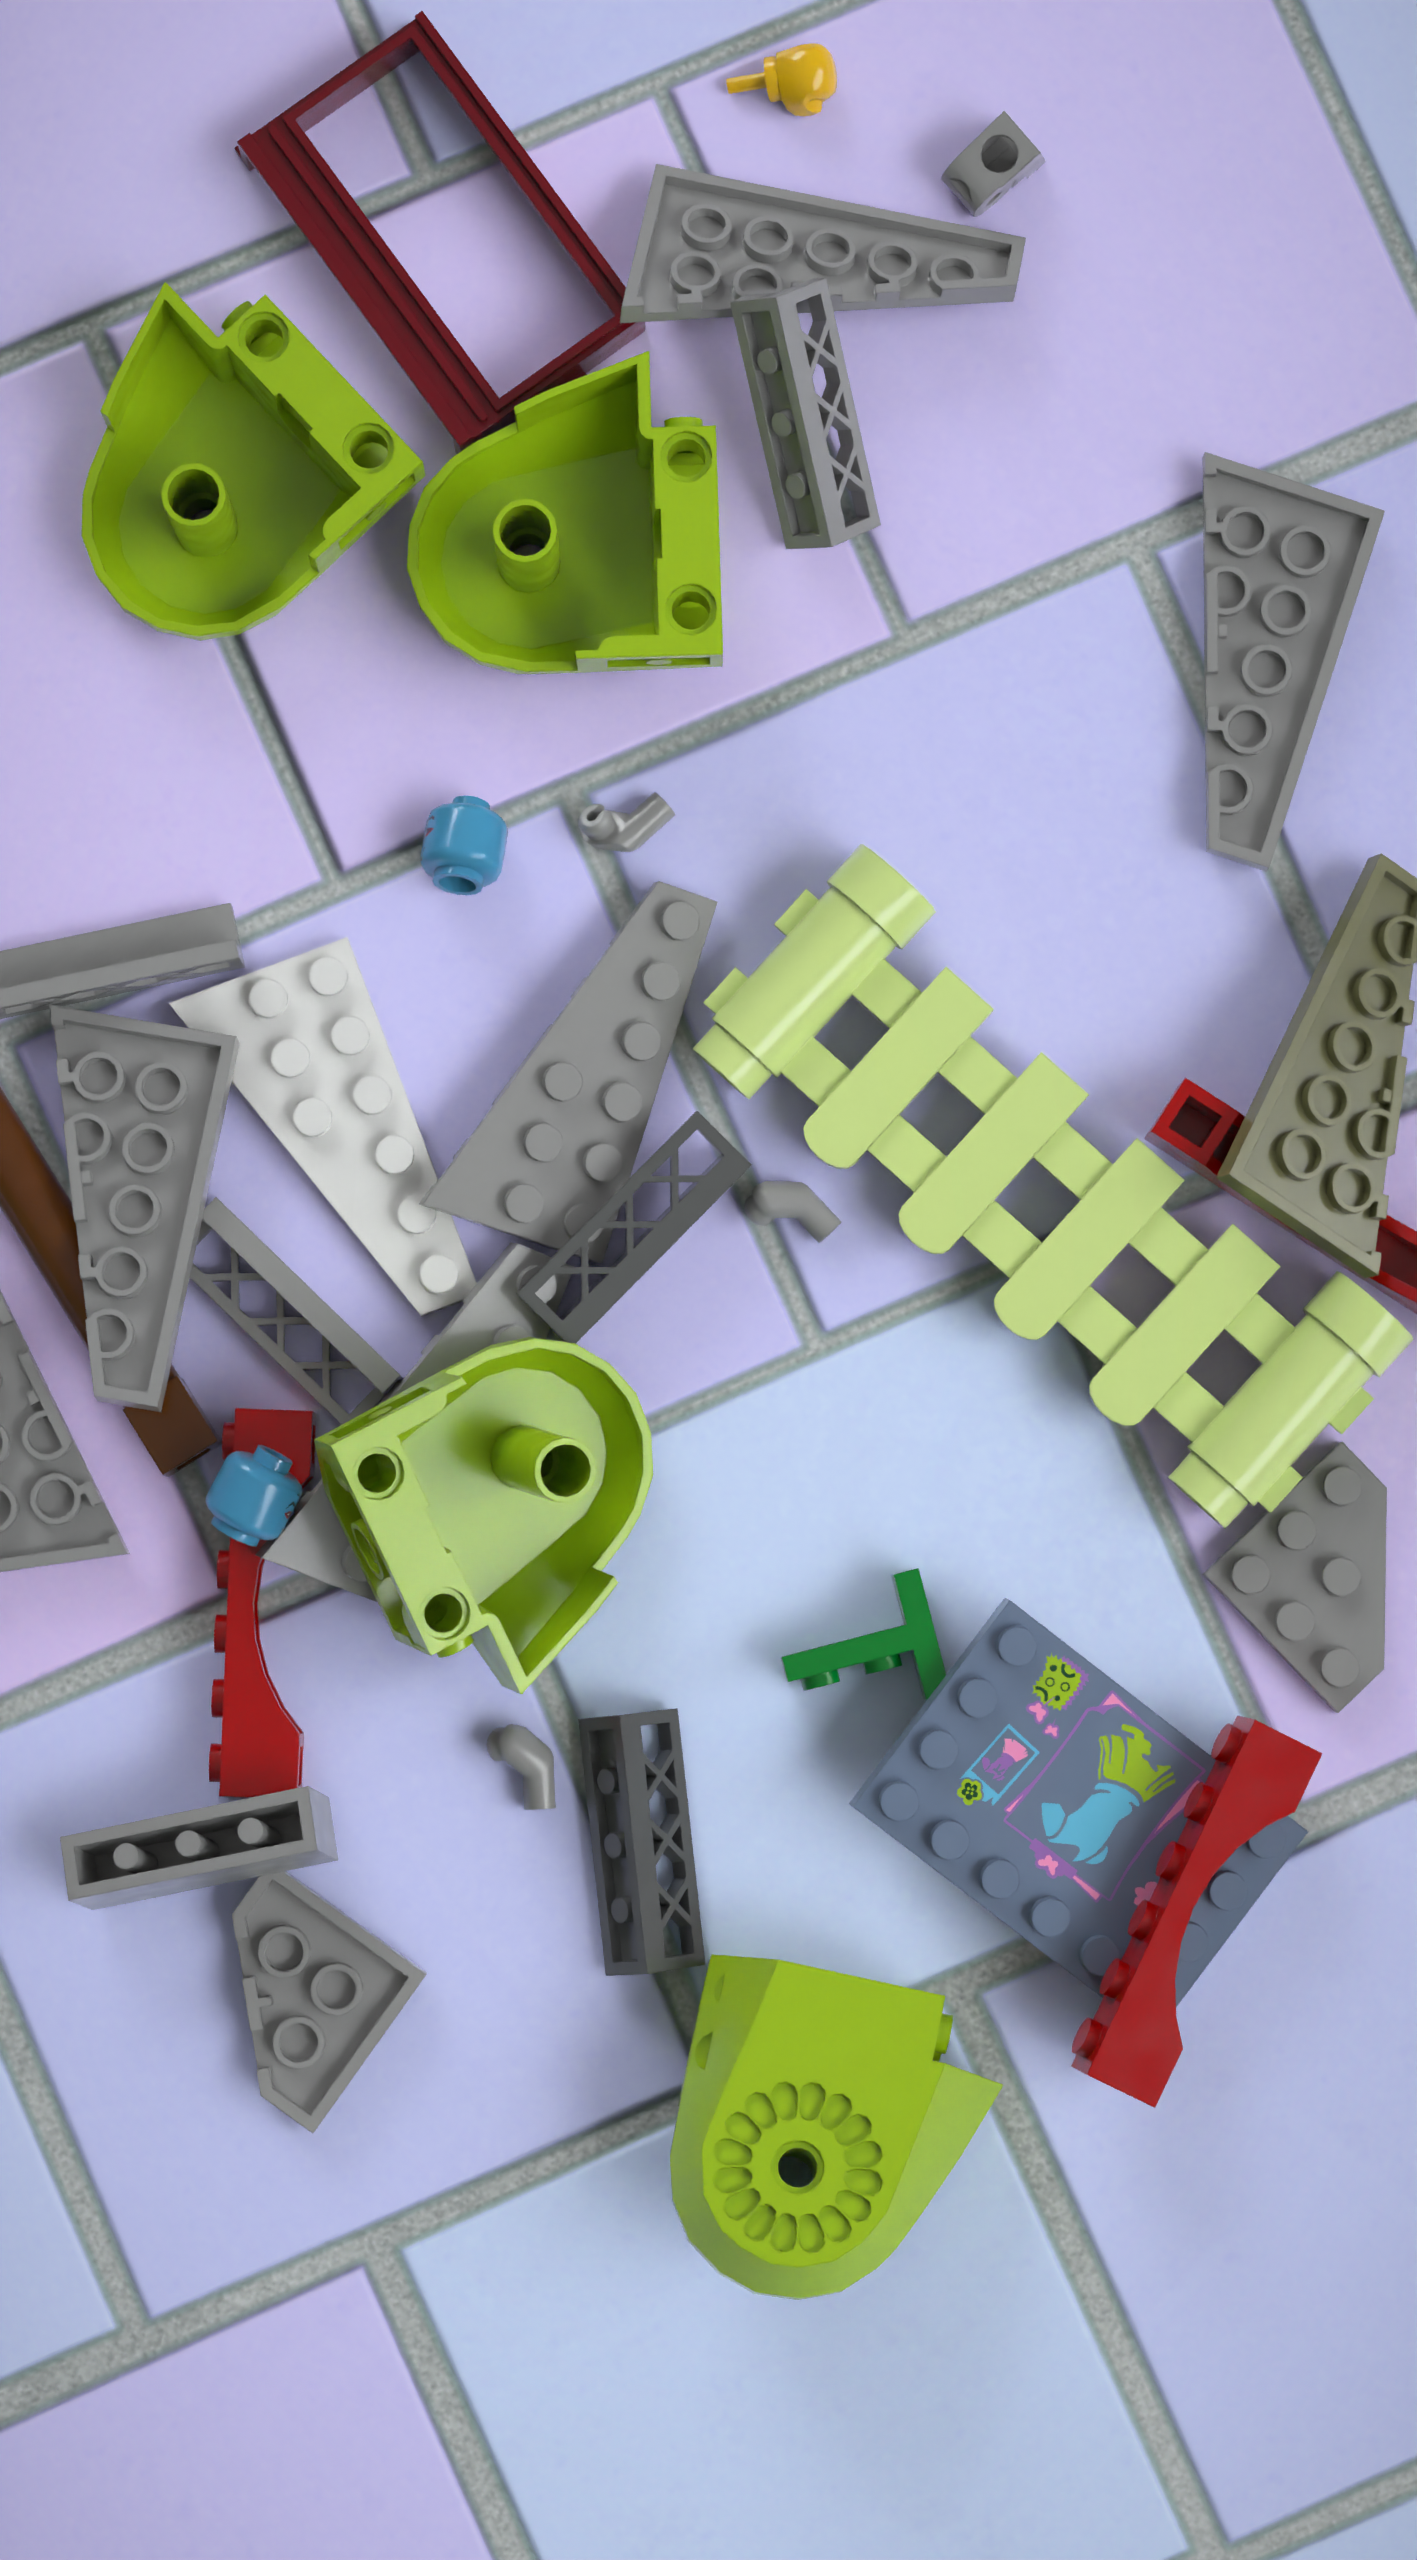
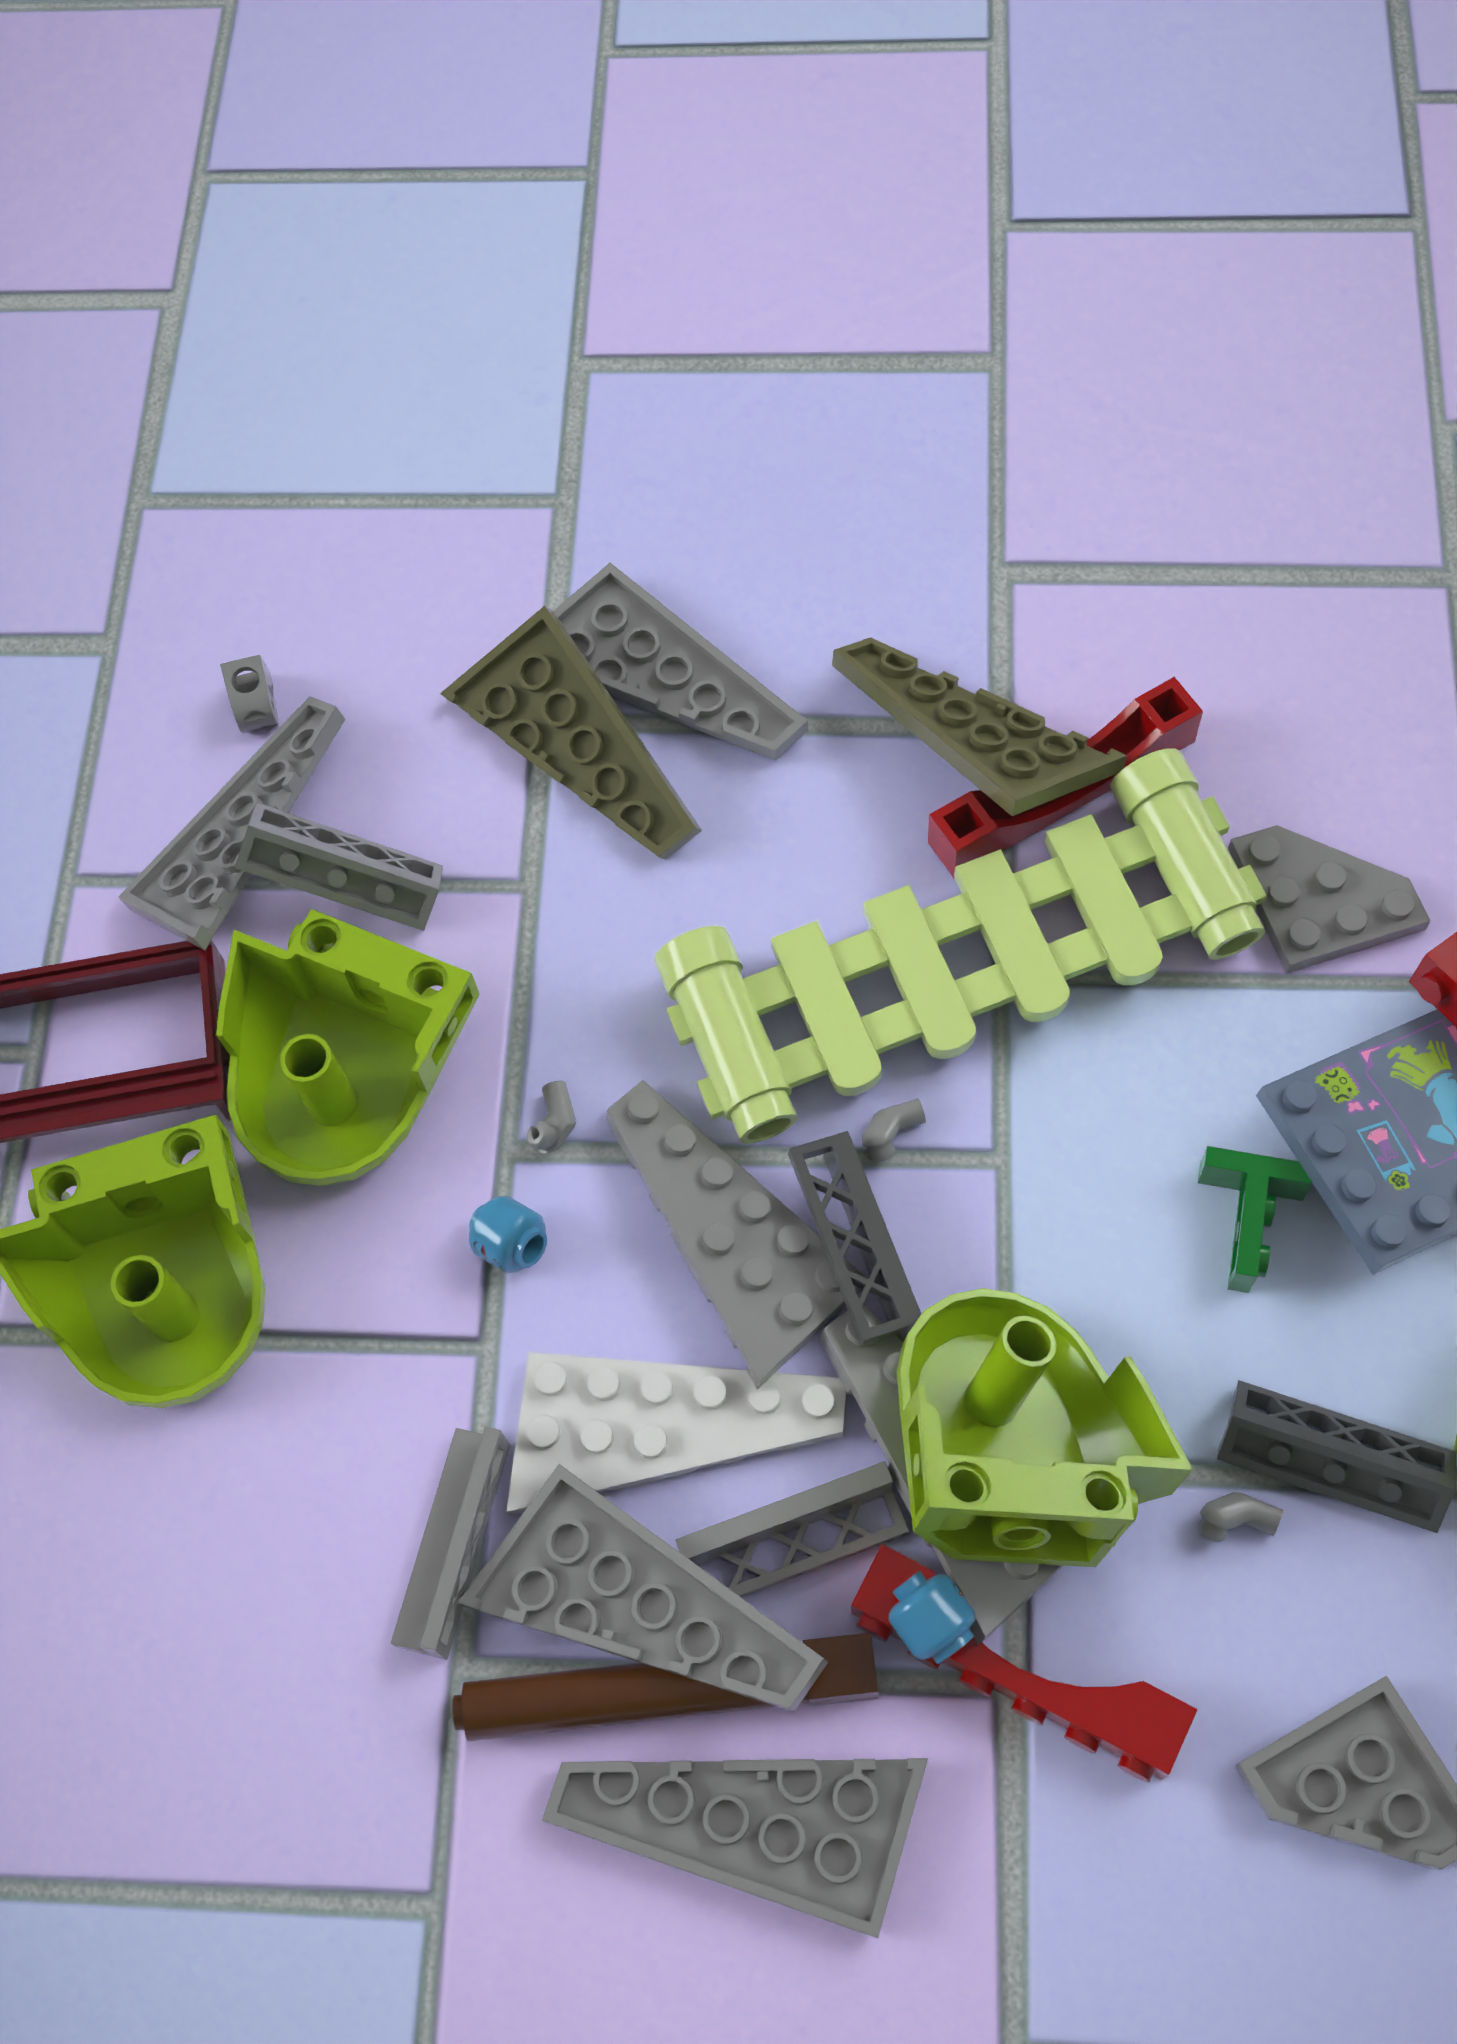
camera: 50 degrees left, 20 degrees down
(199, 1848) = (1207, 1817): light grey brick -> none
(796, 76) = (117, 789): yellow piece -> none
(1128, 574) = (561, 718): none -> olive wing

